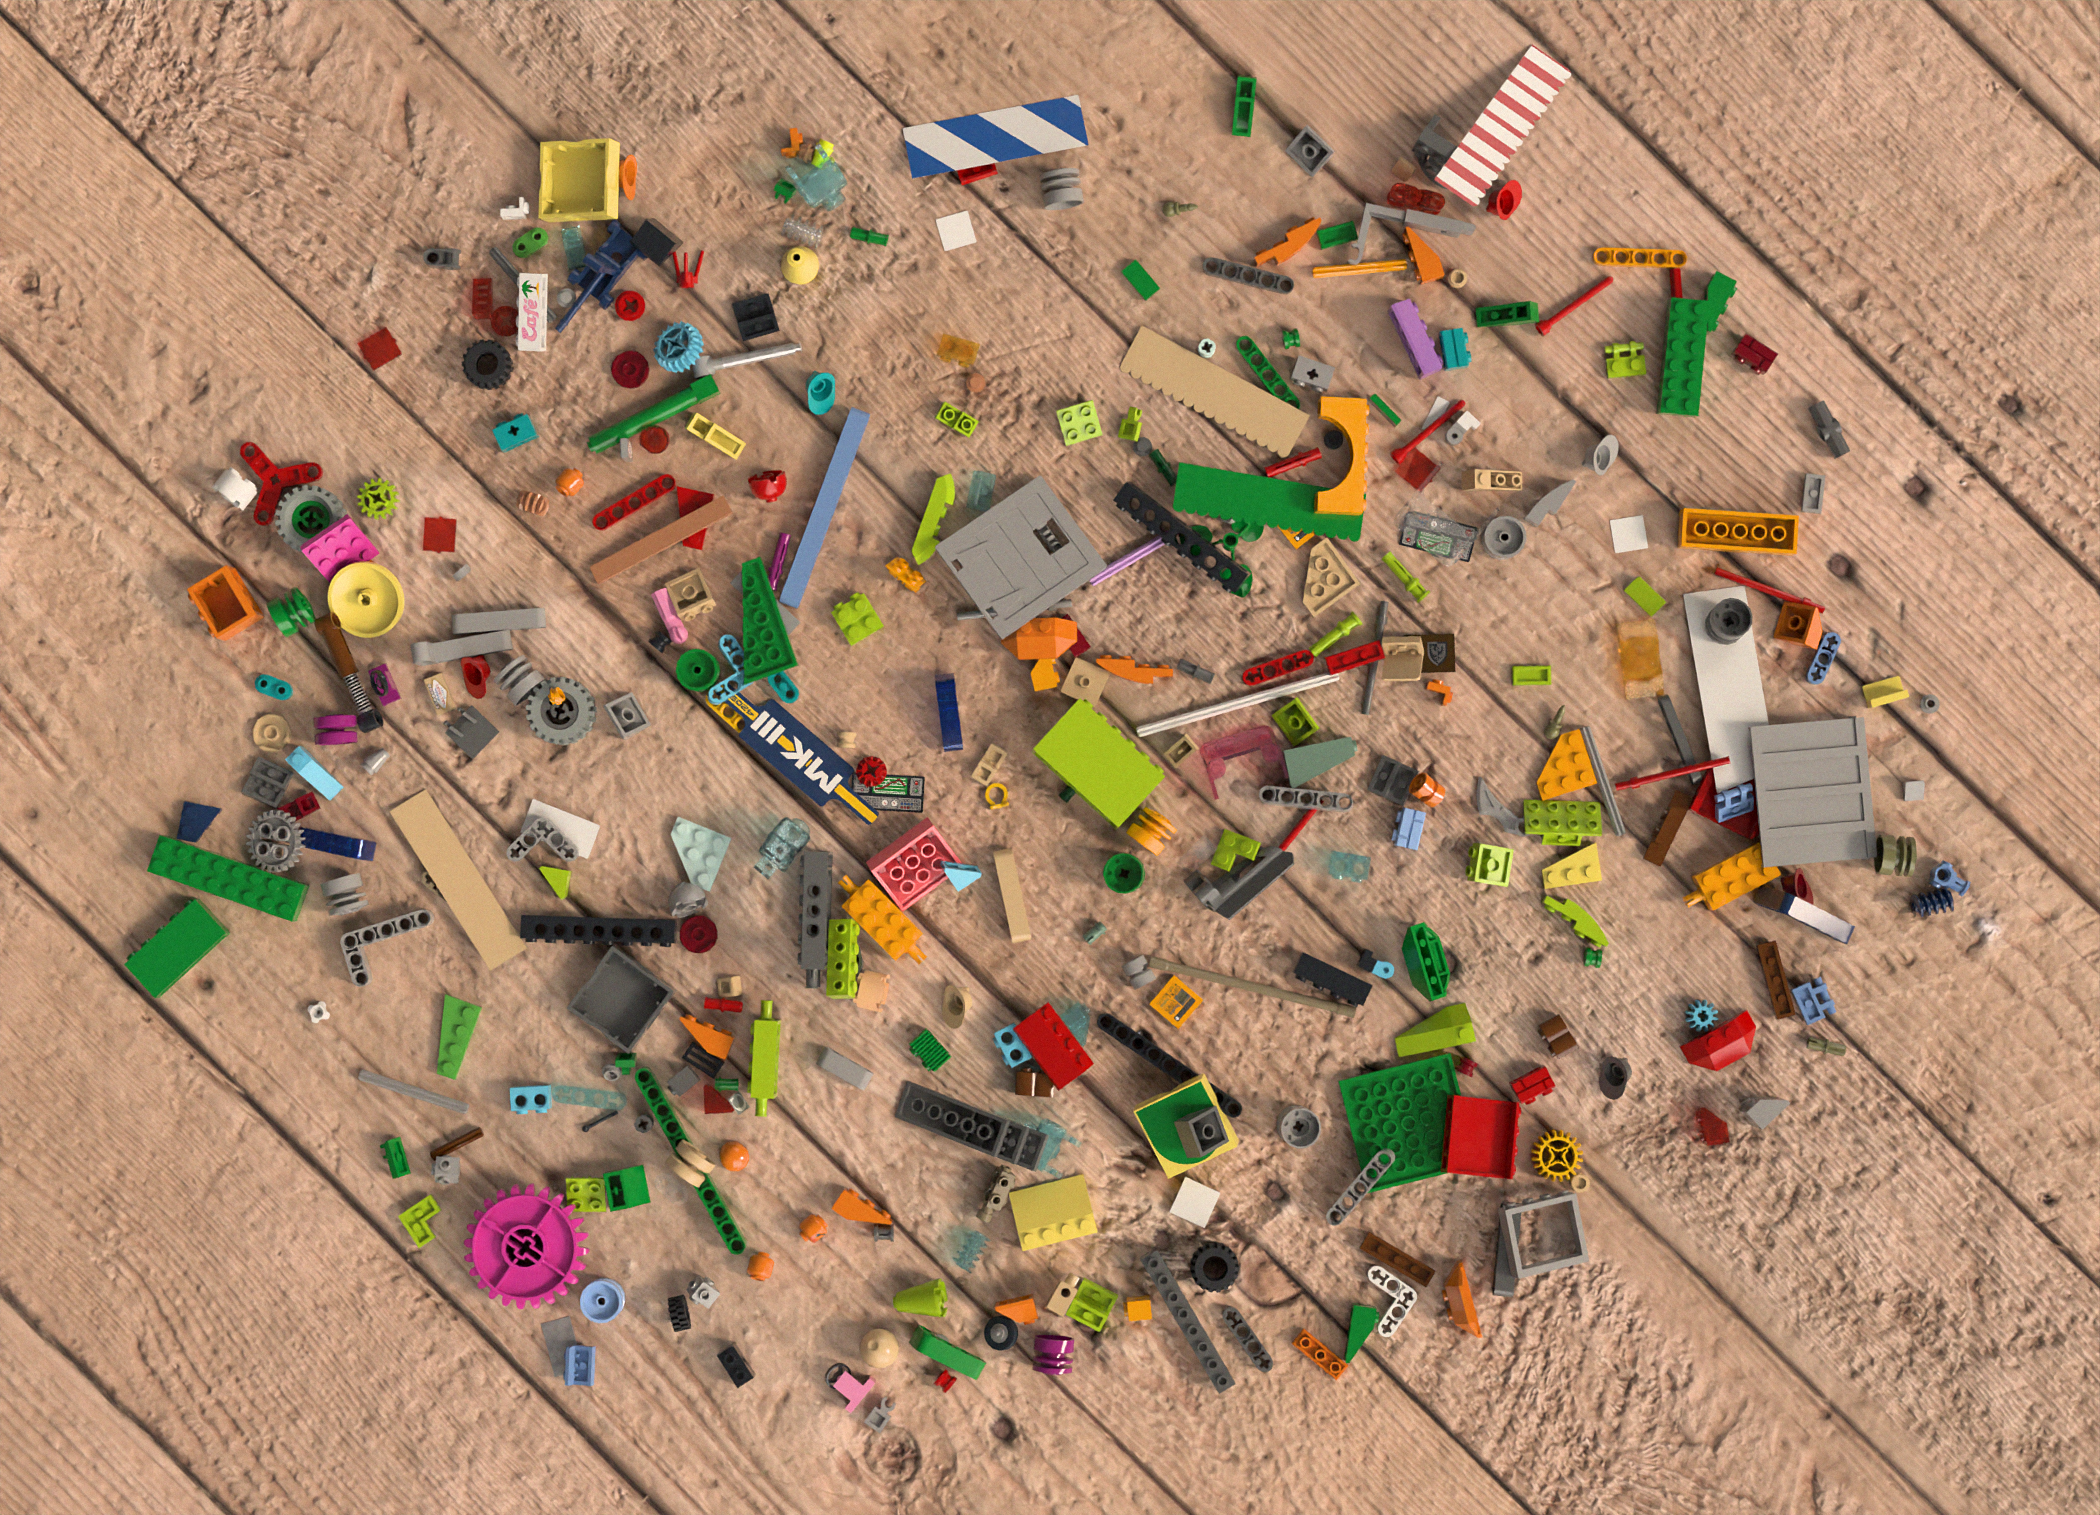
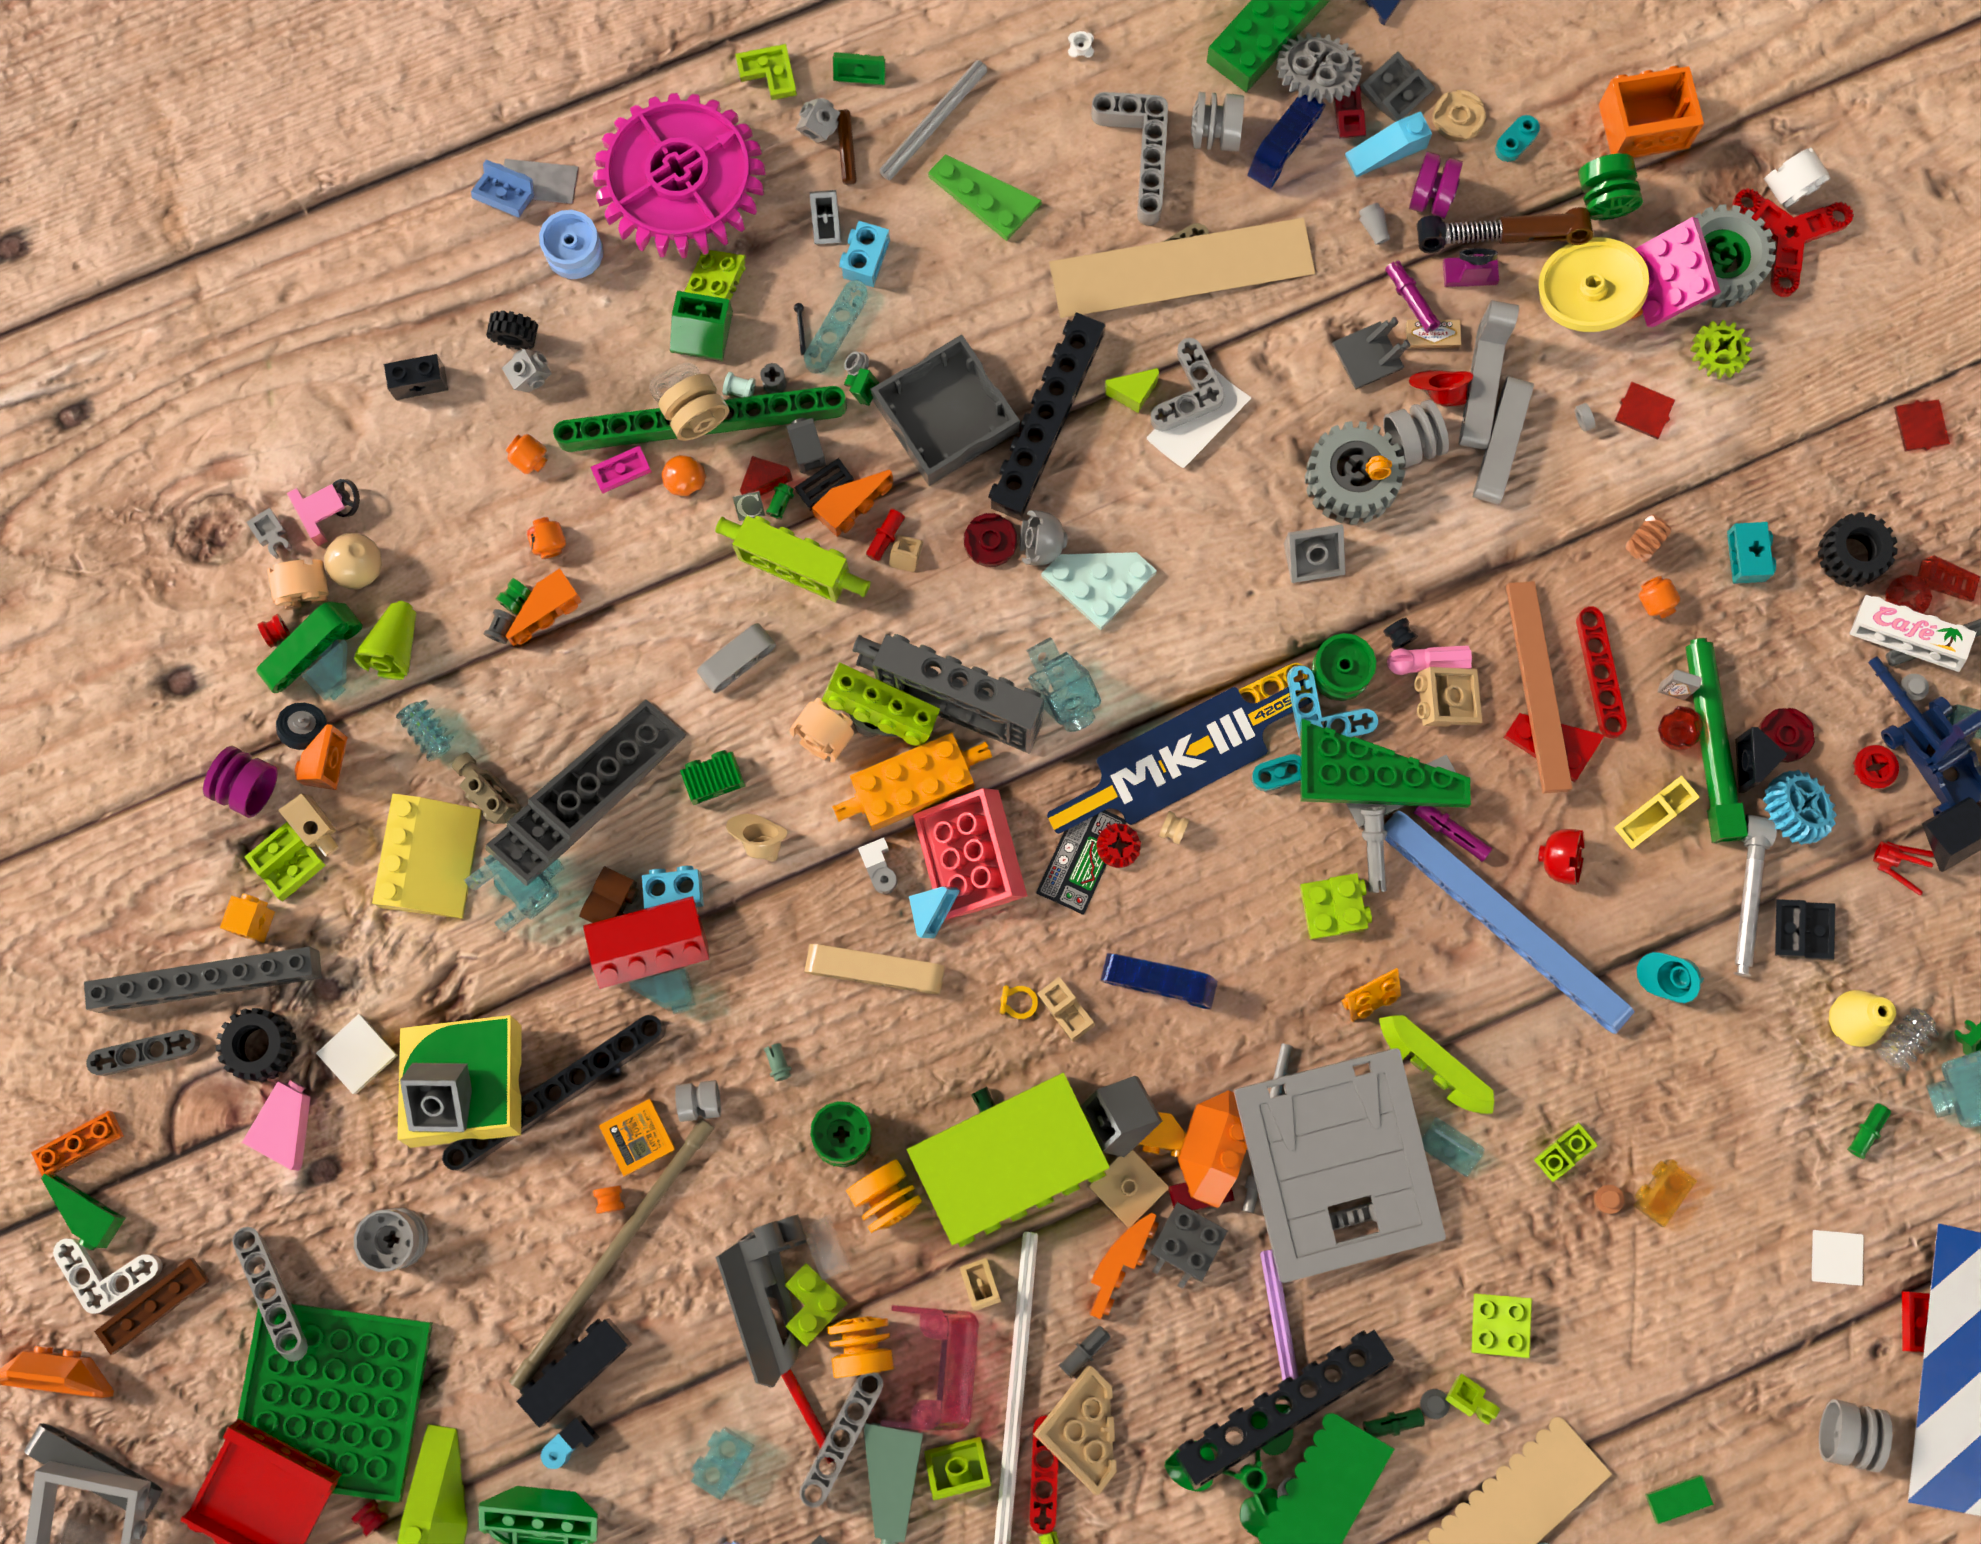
camera: 110 degrees right, 10 degrees down
(414, 723) = (1416, 302): none -> magenta pin
(516, 1135) = (825, 217): none -> slope
(657, 384) = (1755, 758): none -> black slope
(658, 1144) = (738, 386): none -> light aqua bush
(746, 1199) = (620, 469): none -> dark pink plate
(802, 610) = (1374, 836): none -> light grey pin
(860, 1232) = (514, 596): none -> green wheel
(908, 1378) = (298, 583): none -> light nougat brick
(951, 915) = (882, 877): none -> leg
(958, 1330) = (329, 672): none -> clear light blue slope
(1044, 703) = (1121, 1115): none -> dark grey slope
(1106, 632) = (1188, 1243): none -> dark grey plate
(1221, 1002) = (608, 1199): none -> orange wheel
(1243, 653) = (1083, 1430): none -> tan plate
(1248, 808) = (860, 1347): none -> light orange wheel
(1257, 1228) = (282, 1125): none -> bright pink slope

